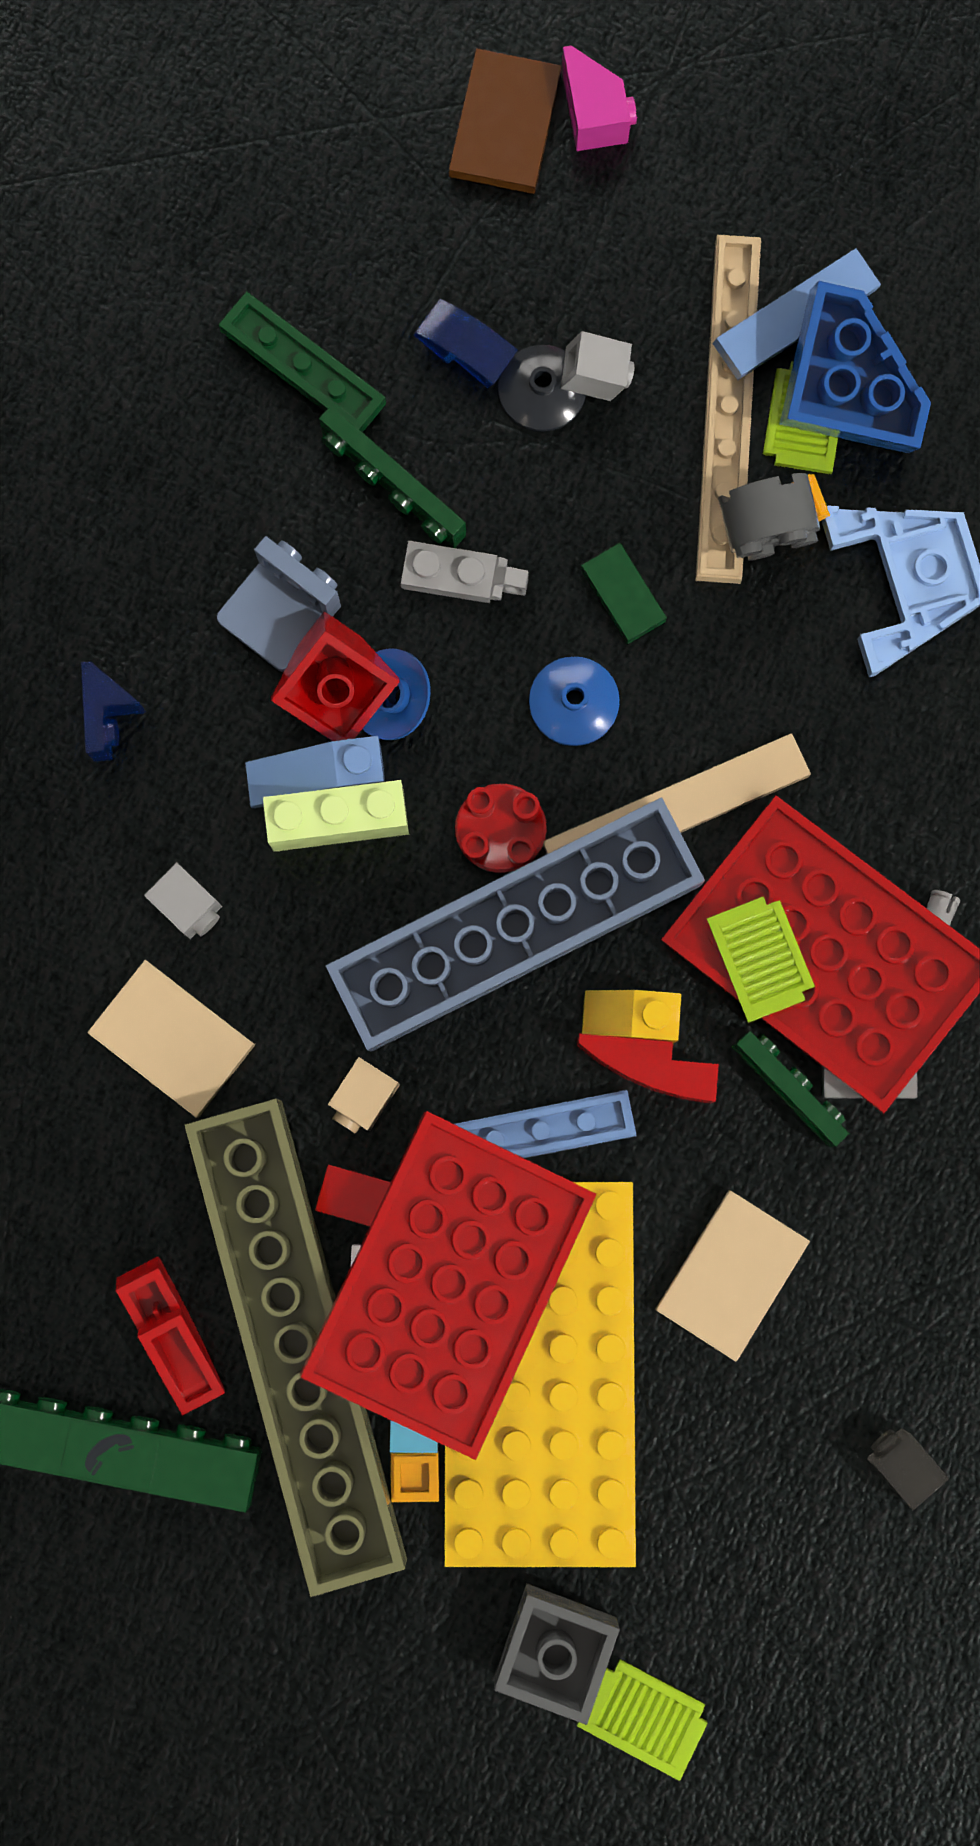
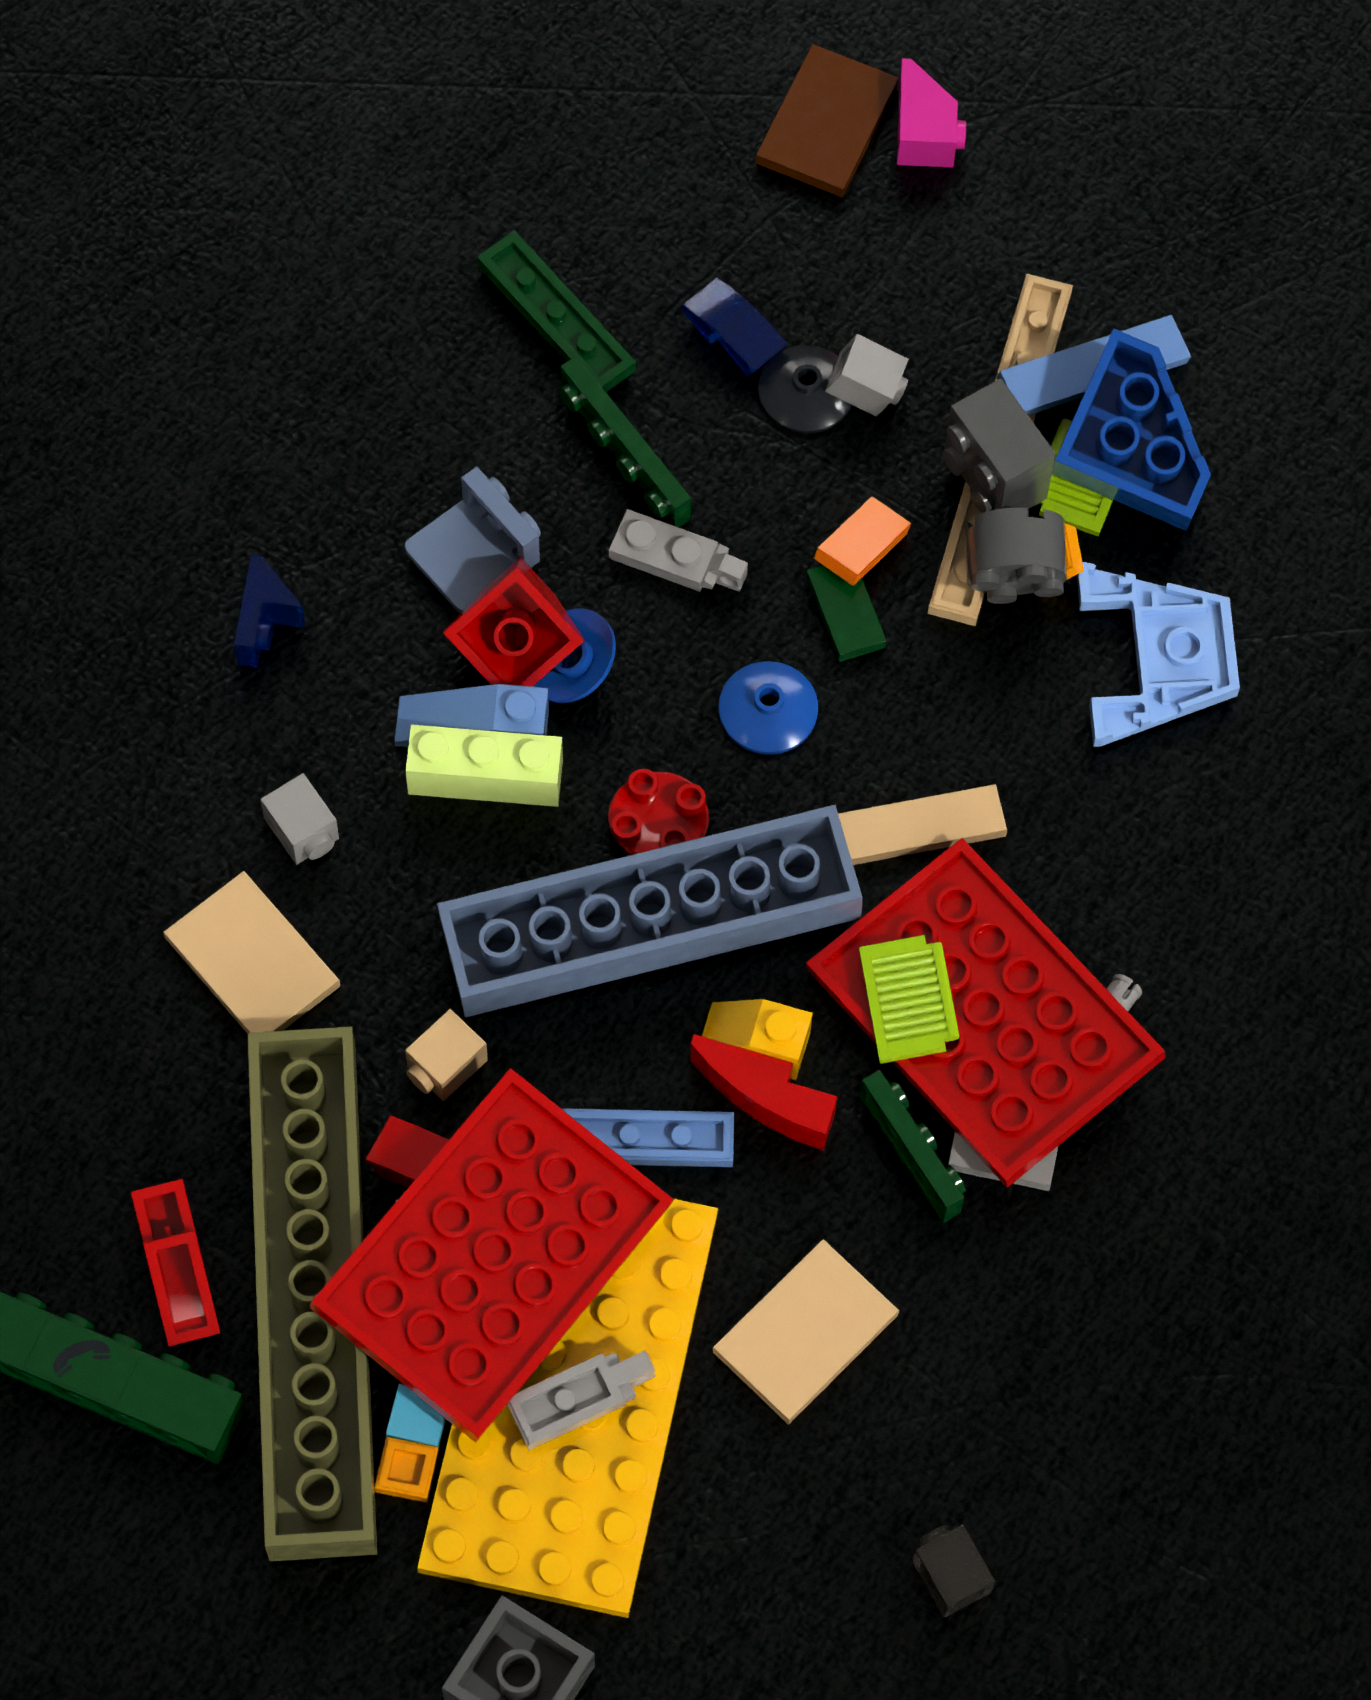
camera: 10 degrees right, 15 degrees down
(552, 1392) = (577, 1396): none -> light grey hinge
(625, 527) = (862, 541): none -> tile
(734, 420) = (998, 450): none -> dark grey brick

